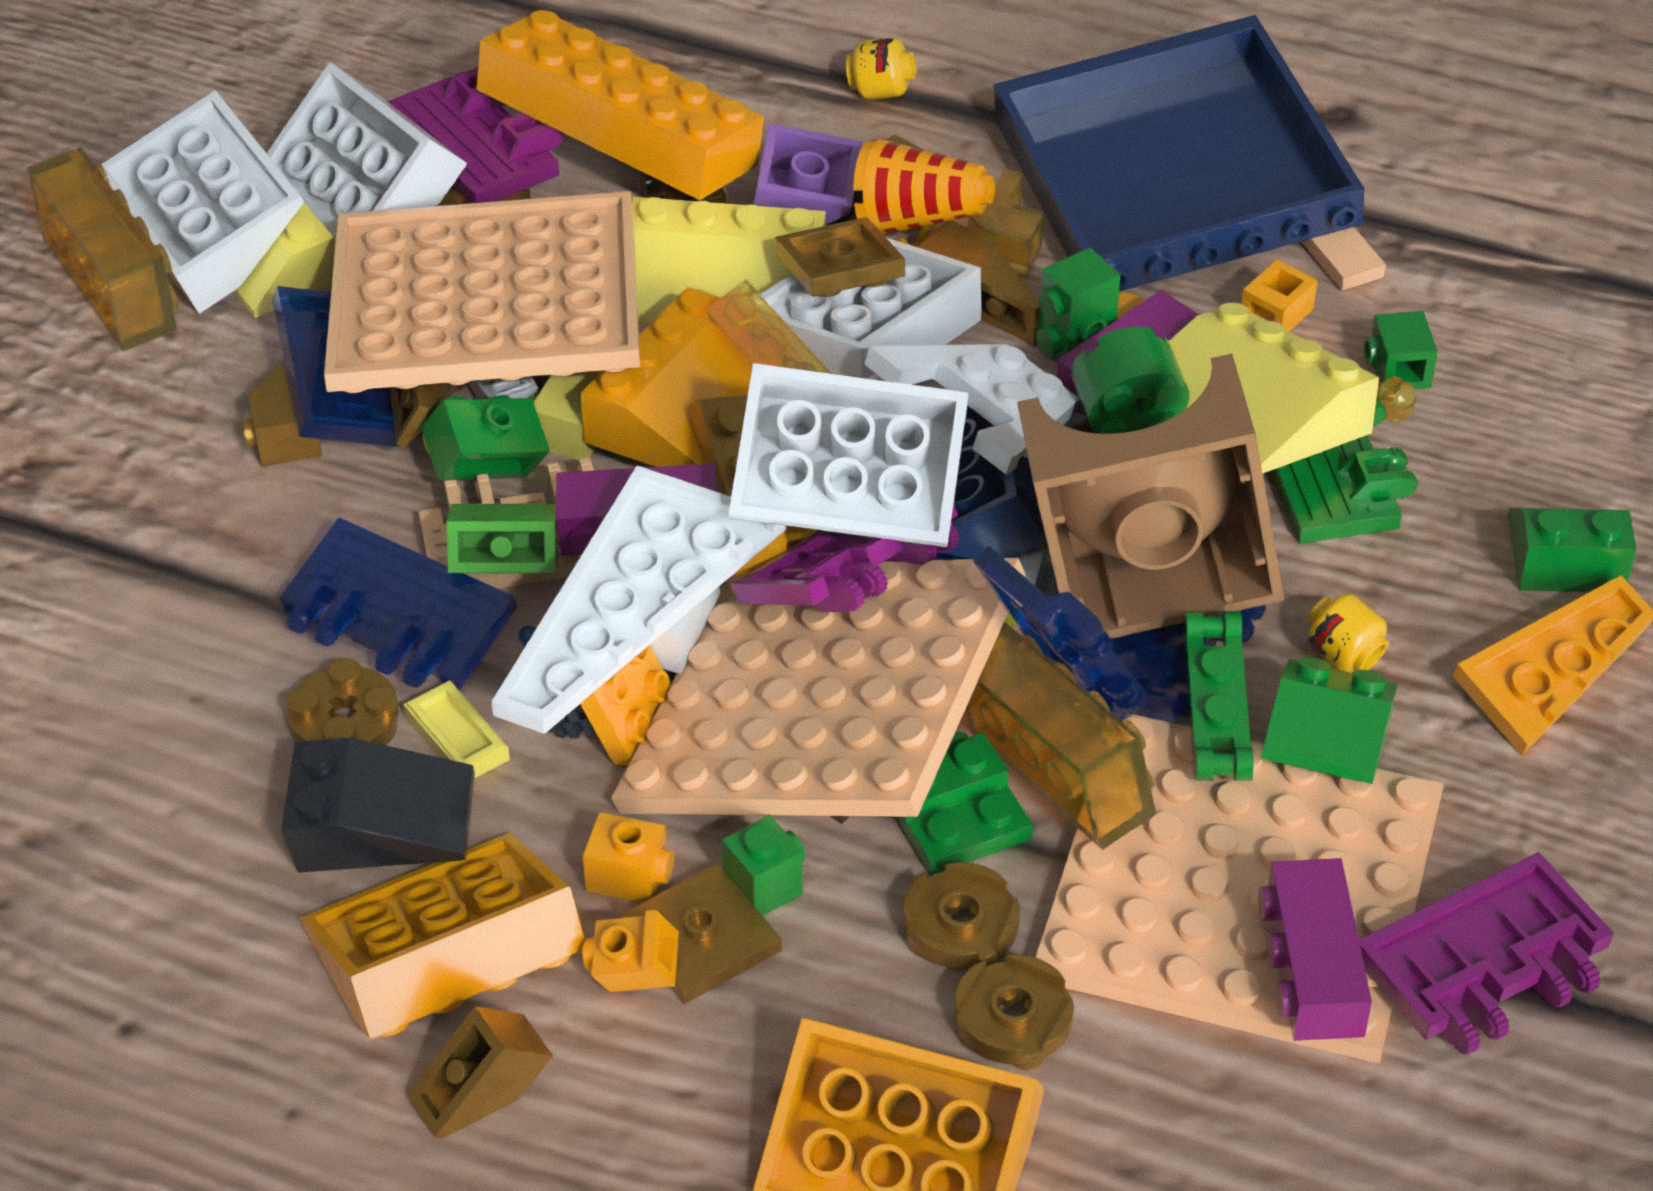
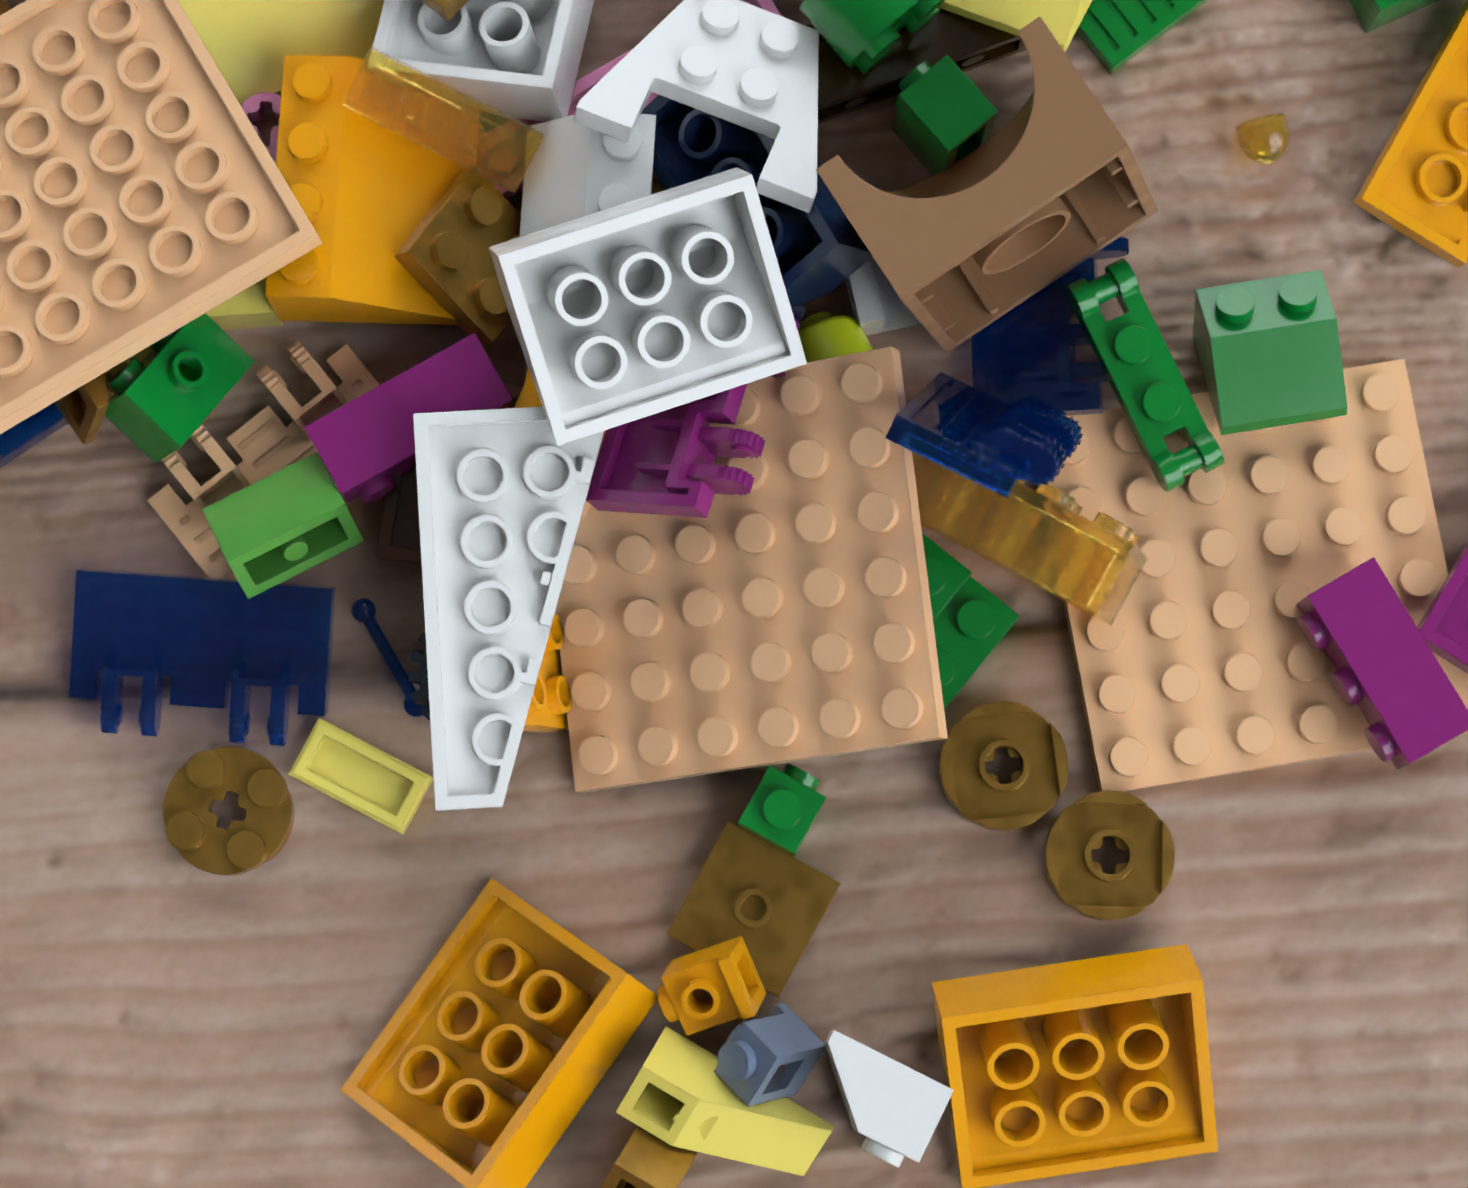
camera: 30 degrees left, 35 degrees up
(374, 806) = (348, 930): black slope -> none
(585, 1038) = (695, 1110): none -> light yellow slope
(627, 858) = (639, 864): light orange brick -> none
(645, 1008) = (756, 1056): none -> sand blue brick
(728, 1075) = (886, 1099): none -> white slope
(1347, 633) = (1228, 205): yellow head -> none
(1400, 608) = (1264, 137): none -> clear yellow hinge

